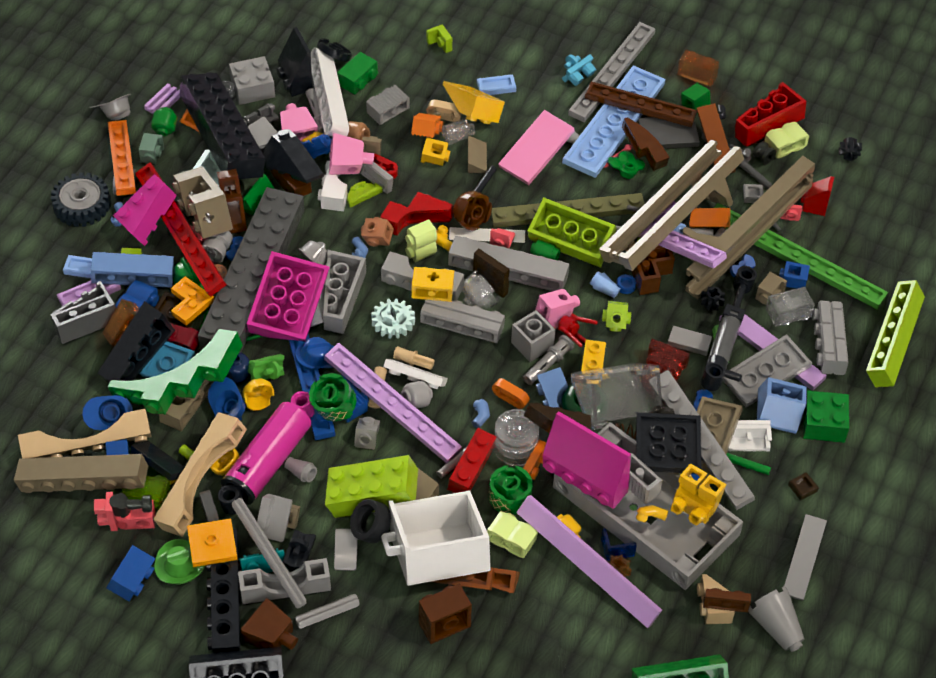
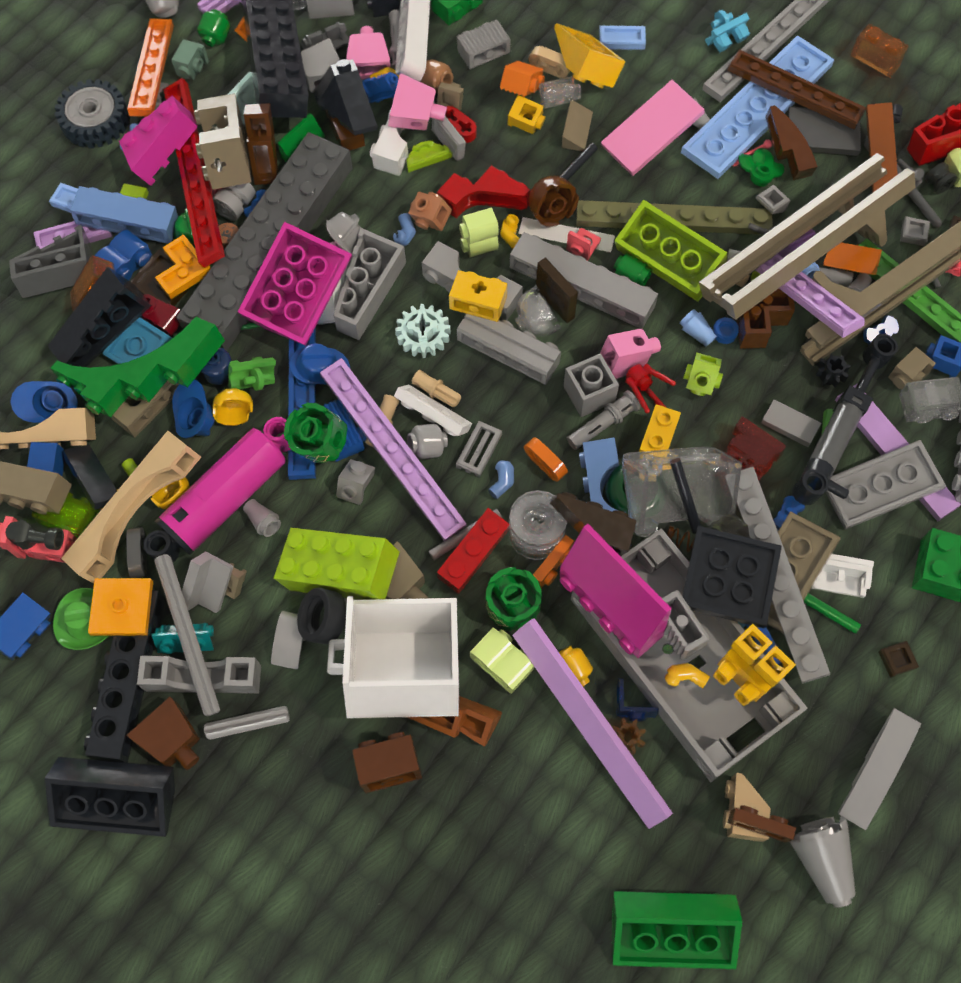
camera: 15 degrees right, 15 degrees up
(298, 549) = (229, 633): black hips -> none
(454, 409) = (471, 466): none -> light grey tile
(622, 395) = (685, 494): none -> black bar
(641, 186) = (773, 200): none -> light grey slope
(696, 97) = (868, 89): green brick -> none
(781, 404) = (893, 540): medium blue slope -> none

